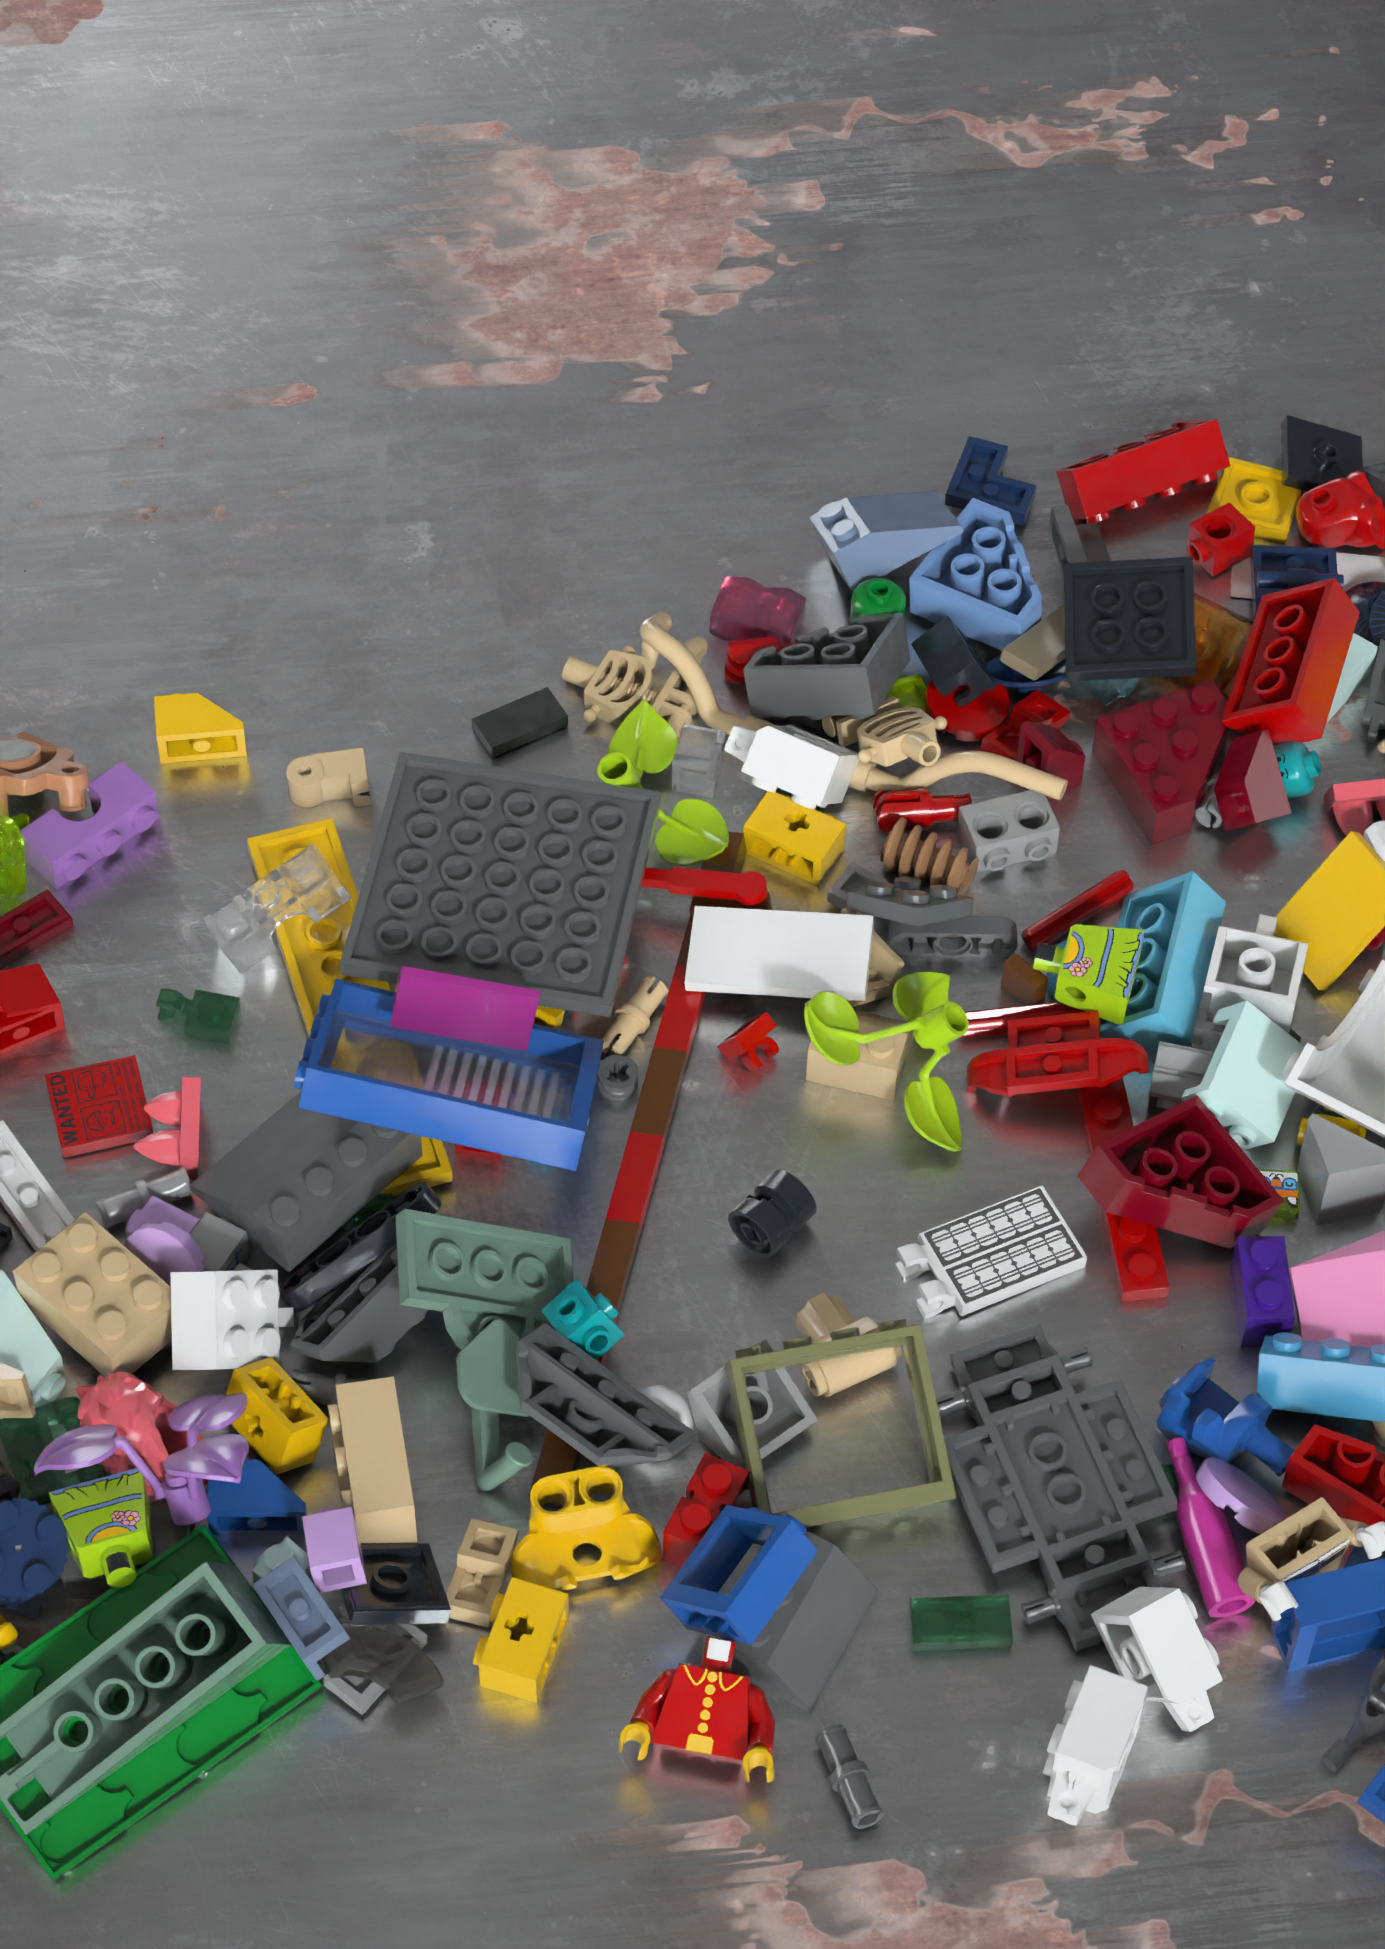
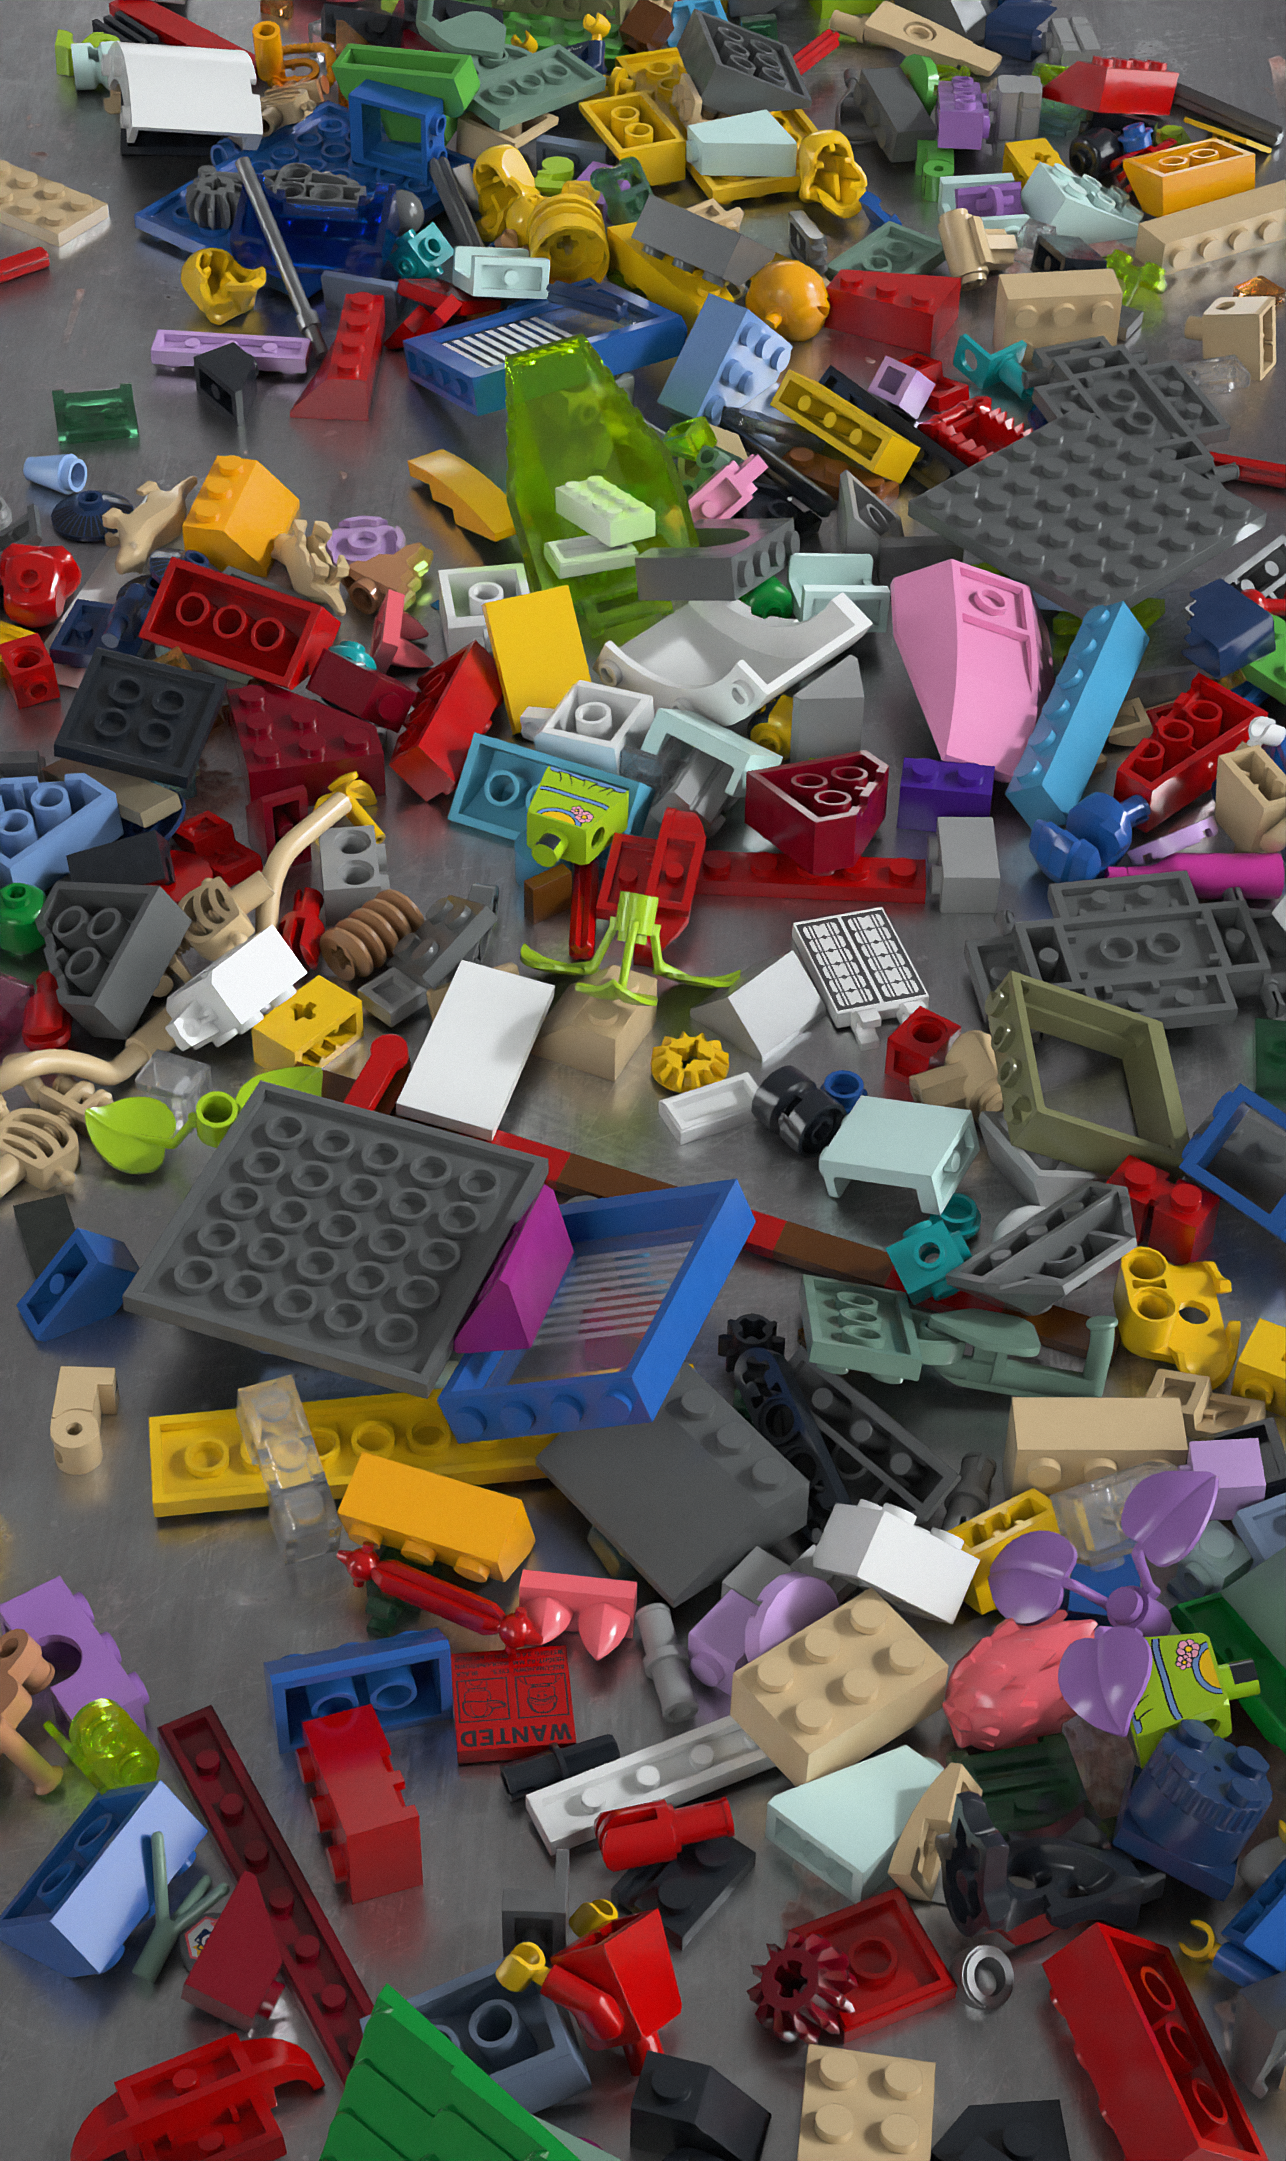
camera: 80 degrees left, 10 degrees down
(40, 1142) = (555, 1765): none -> black axle
(87, 992) = (399, 1675): none -> blue slope
(172, 1031) = (440, 1597): none -> red wheel
(241, 1015) = (436, 1519): none -> light orange slope
(287, 1472) = (1093, 1512): none -> clear brick
(465, 740) = (78, 1285): none -> blue slope
(485, 1206) = (749, 1332): none -> black gear
(677, 1357) = (960, 1214): none -> teal plate
(725, 1293) = (902, 1147): none -> light aqua panel
(748, 1038) = (565, 1103): red tile -> none
(775, 1146) = (709, 1108): none -> white tile
(818, 1242) = (845, 1088): none -> blue plate
(849, 1141) = (668, 1066): none -> yellow gear
(886, 1290) = (919, 1044): none -> red brick
(919, 1176) = (763, 1007): none -> slope
(1078, 910) = (459, 845): red axle -> none
(1109, 803) = (360, 795): none -> yellow plant
(1166, 1320) = (965, 865): none -> light grey brick
(1239, 861) = (439, 731): none -> red wedge

